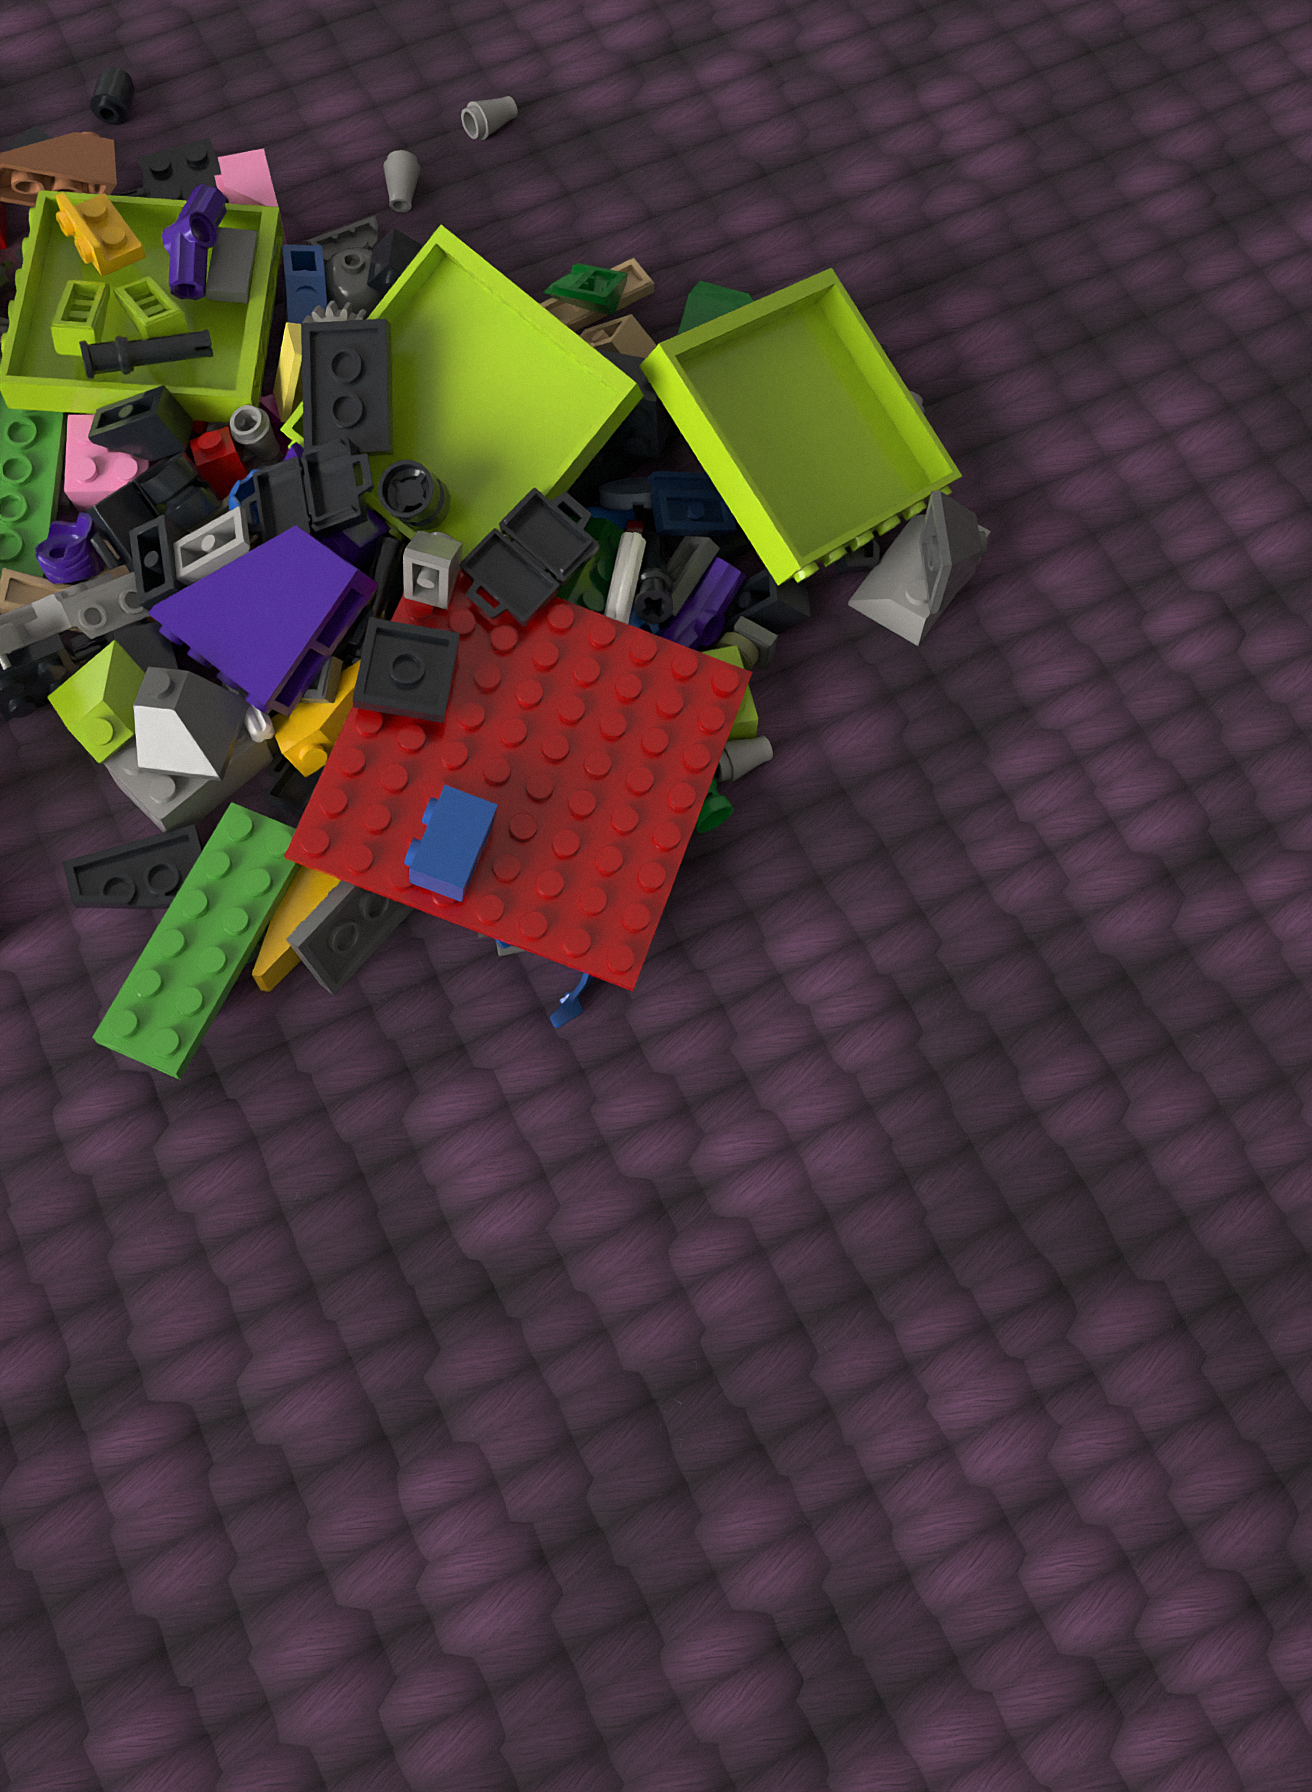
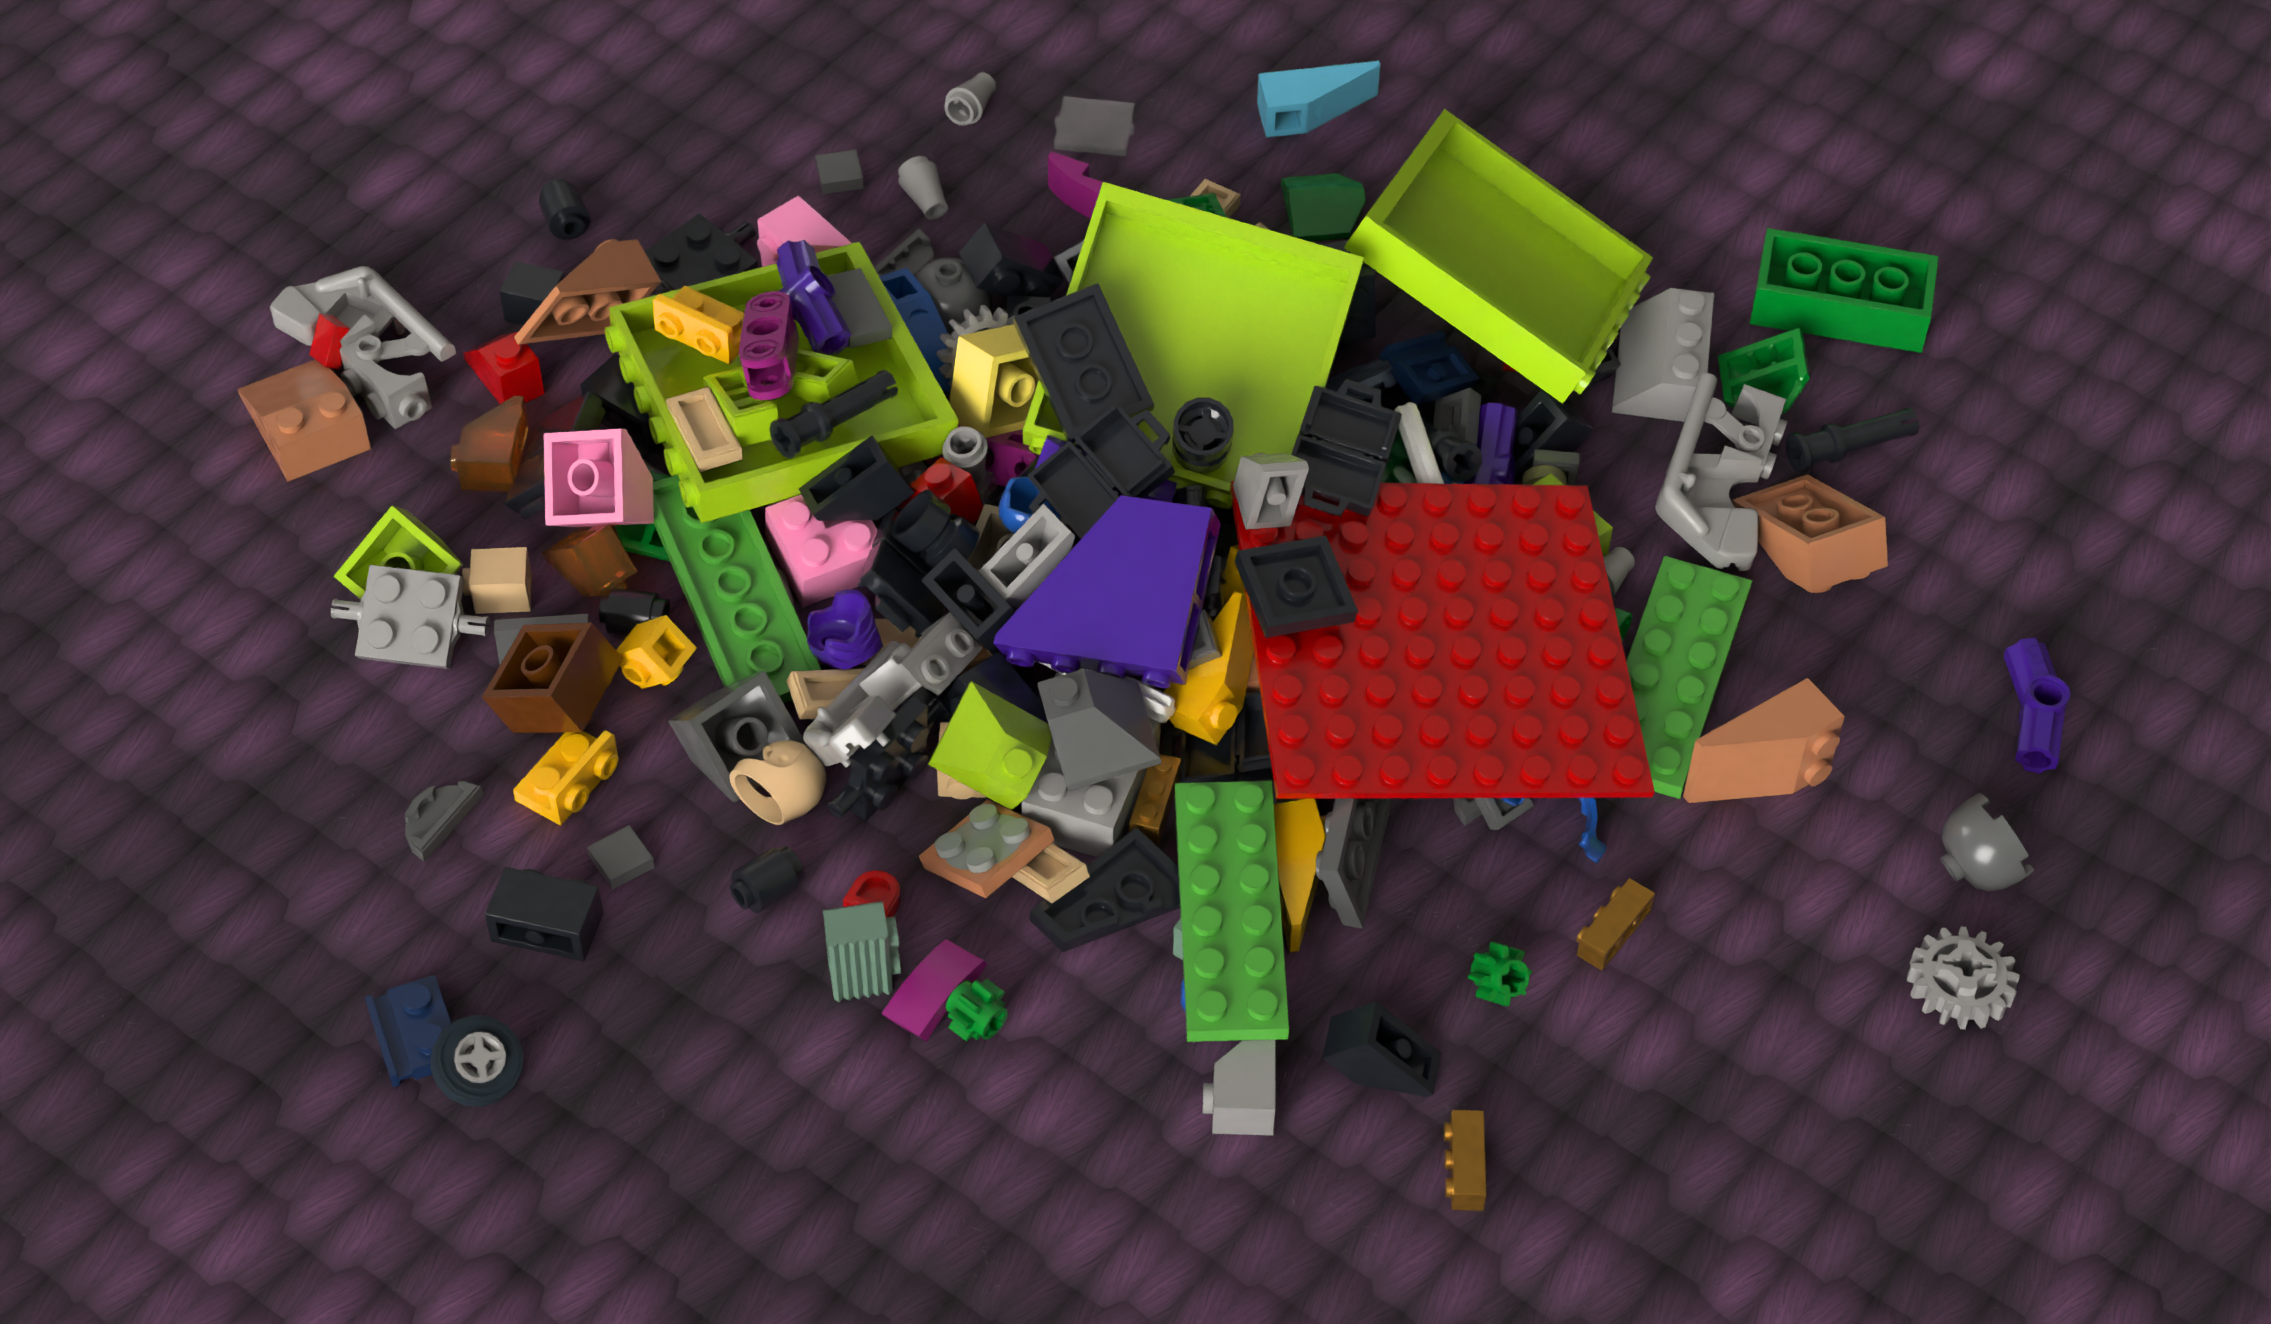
camera: 25 degrees left, 15 degrees down
(32, 332) = (704, 429): none -> tan tile
(64, 791) = (986, 848): none -> piece
(99, 824) = (1052, 873): none -> tan tile
(120, 271) = (769, 345): none -> magenta piece
(131, 1103) = (1243, 1090): none -> light grey slope
(244, 790) = (1156, 798): none -> pearl gold piece
(263, 1124) = (1381, 1051): none -> black slope
(272, 1256) = (1465, 1160): none -> pearl gold piece
(347, 142) = (839, 171): none -> dark grey tile
(404, 1096) = (1500, 974): none -> green gear
(451, 843) = (1432, 717): blue brick -> none
(527, 237) = (1072, 184): none -> magenta slope
(539, 1090) = (1614, 923): none -> pearl gold piece
(578, 177) = (1094, 126): none -> clear piece
(747, 872) = (1681, 661): none -> bright green plate
(765, 989) = (1767, 749): none -> nougat slope
(766, 216) = (1310, 97): none -> medium azure slope
(827, 1297) = (1962, 977): none -> light grey gear
(864, 709) = (1698, 485): none -> light grey piece
(902, 1171) = (1982, 847): none -> dark grey cylinder
(947, 794) = (1817, 533): none -> nougat slope
(949, 548) = (1695, 314): dark grey slope -> none
(998, 625) = (1770, 365): none -> green slope
(1021, 714) = (1834, 442): none -> black pin
(1035, 1071) = (2042, 704): none -> dark purple piece
(1116, 573) = (1844, 290): none -> green brick

